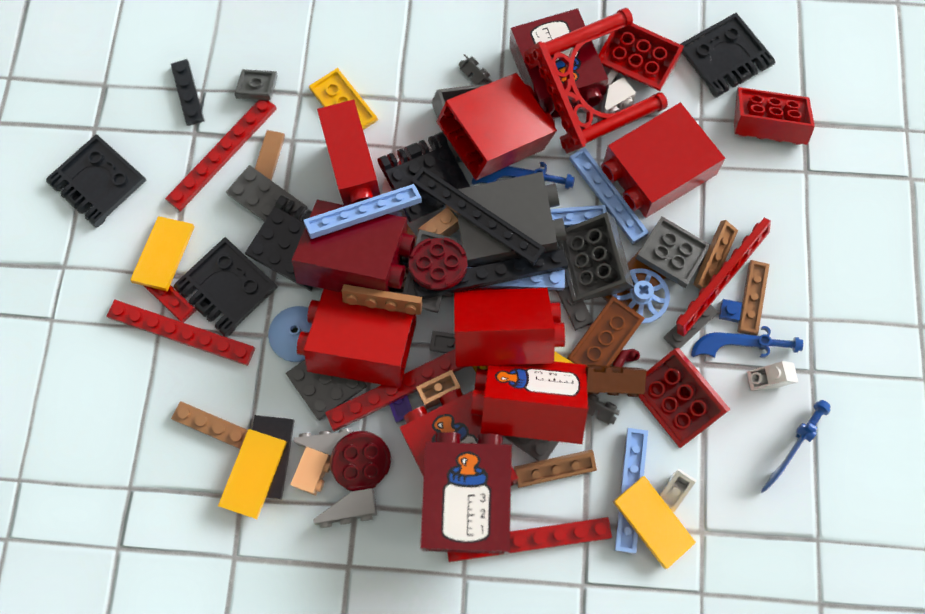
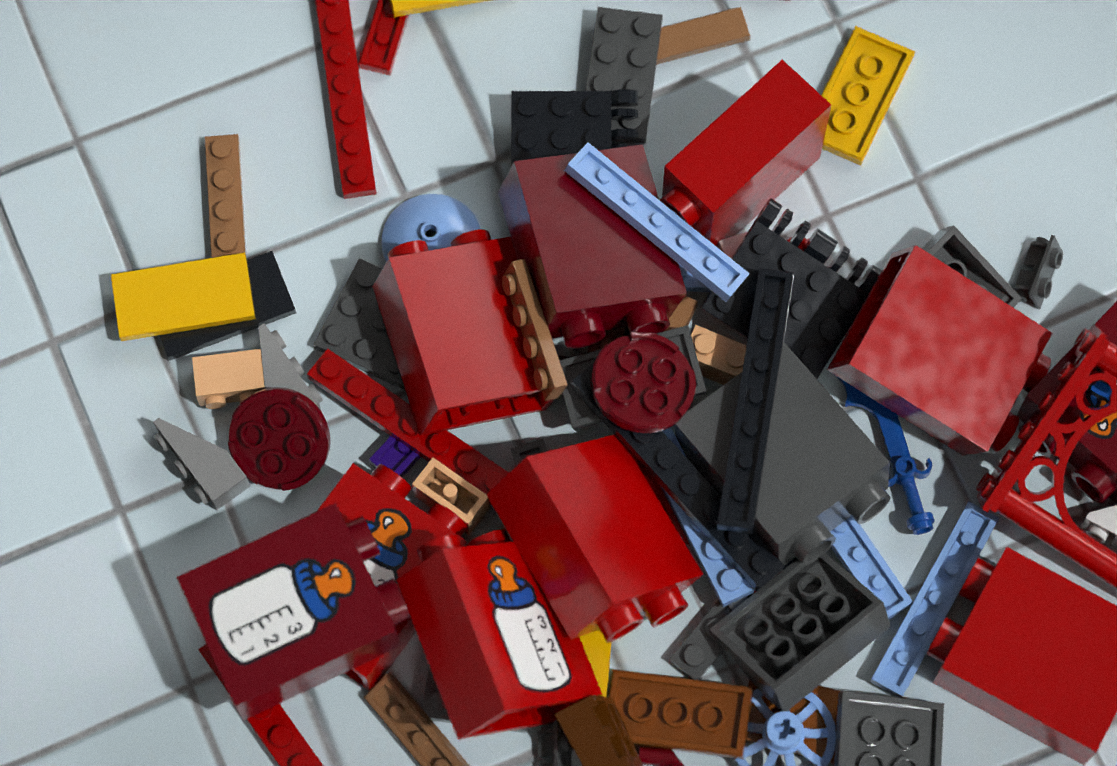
camera: 60 degrees right, 0 degrees up
(228, 284) = (453, 99): black hinge -> none

